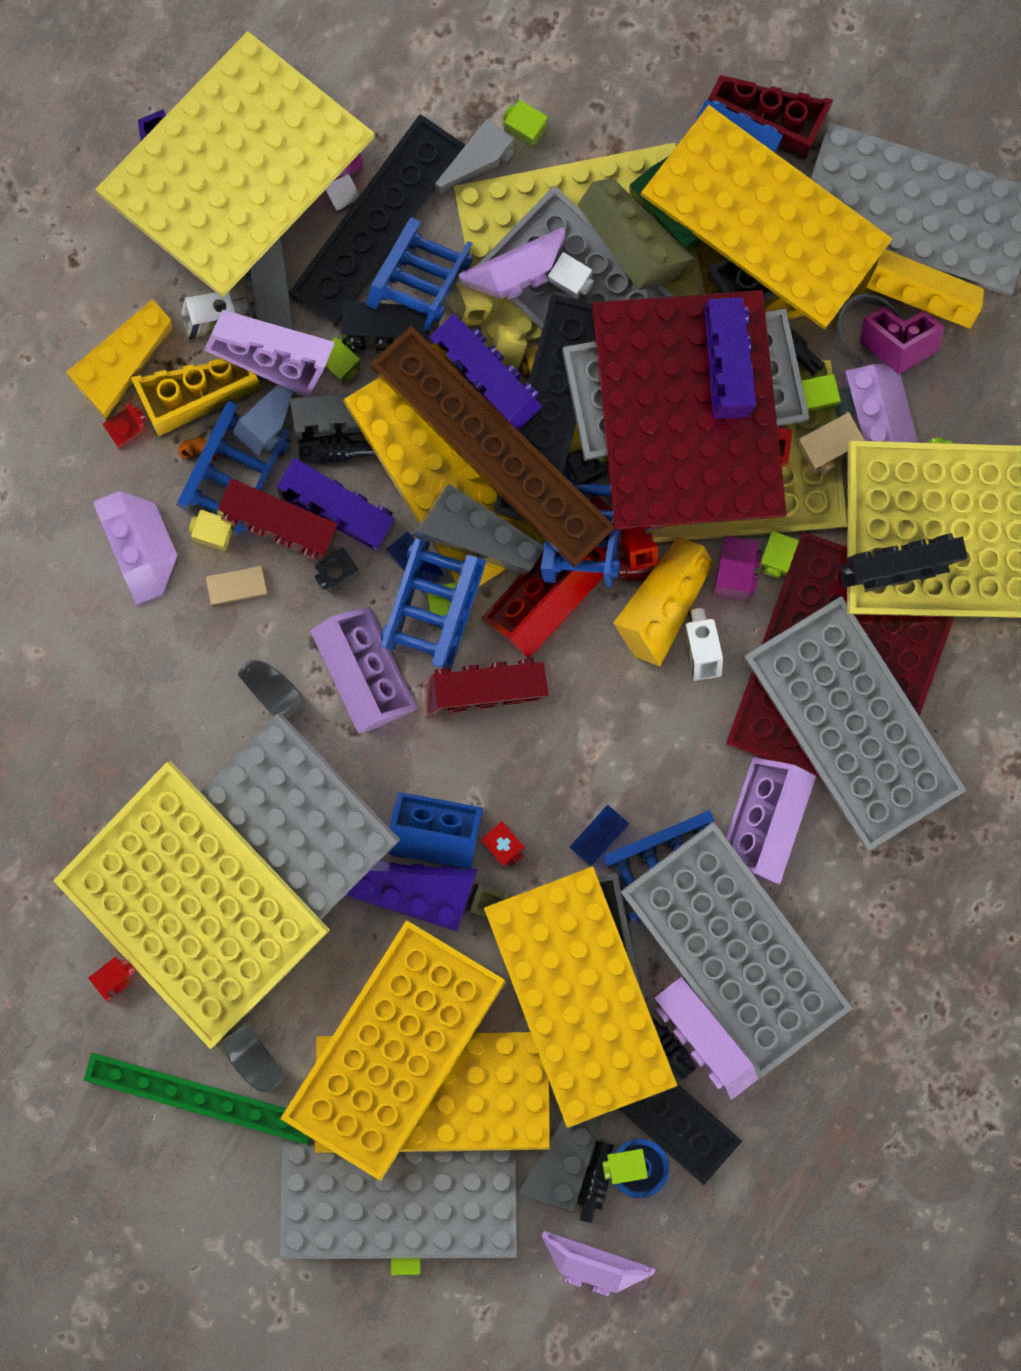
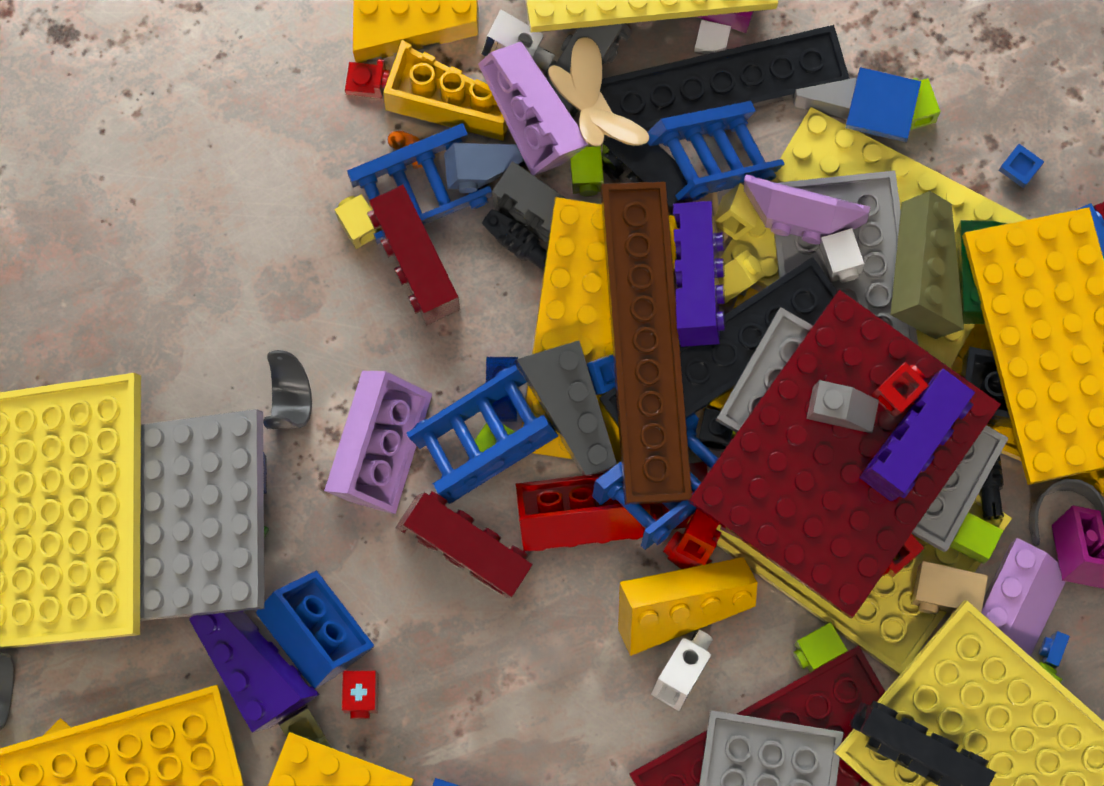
camera: 45 degrees right, 5 degrees down
(138, 543) = (287, 181): lavender wedge -> none
(236, 585) = (338, 283): tan tile -> none
(294, 309) = (582, 90): none -> tan piece
(329, 499) = (476, 284): dark purple wedge -> none
(341, 559) = (439, 350): black brick -> none
(481, 492) = (602, 374): none -> blue plate
(505, 144) = (883, 104): none -> blue tile
(599, 835) = (449, 757): clear blue plate -> none
(633, 108) = (1021, 166): none -> blue plate
(663, 381) = (842, 406): none -> light grey slope
(699, 327) = (913, 381): none -> red brick
(736, 569) = (770, 628): magenta brick -> none
(845, 404) = (993, 565): clear light blue tile -> none
(929, 424) = (1053, 648): none -> blue plate

